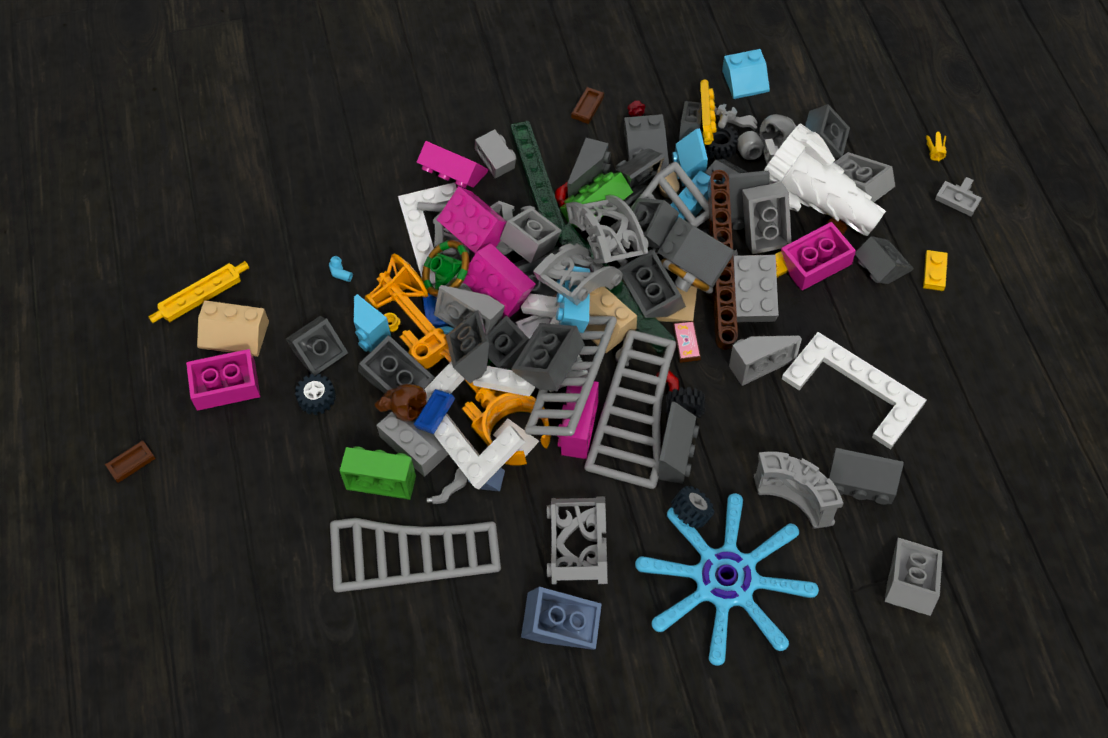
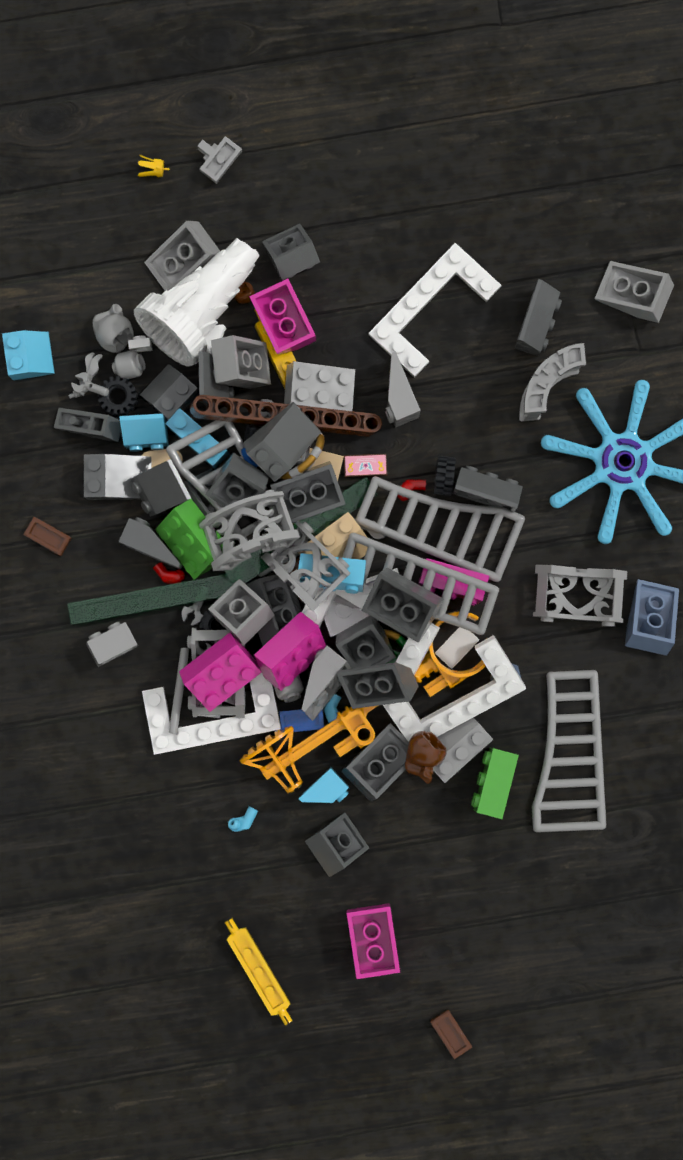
camera: 85 degrees left, 25 degrees up
(231, 327) = (309, 934): tan slope -> none
(307, 394) = (399, 847): black wheel -> none
(392, 318) = (314, 761): yellow plate -> none
(434, 411) = (437, 724): blue tile -> none
(445, 267) = (269, 705): green piece -> none
(450, 165) = (123, 692): dark pink slope -> none
(458, 483) = (511, 716): light grey hair -> none
(636, 109) = (62, 482): dark red plate -> none
(693, 507) = (555, 483): black wheel -> none
(708, 112) = (92, 404): yellow plate -> none
(830, 128) = (119, 281): dark grey slope -> none
(935, 270) = (304, 202): yellow plate -> none

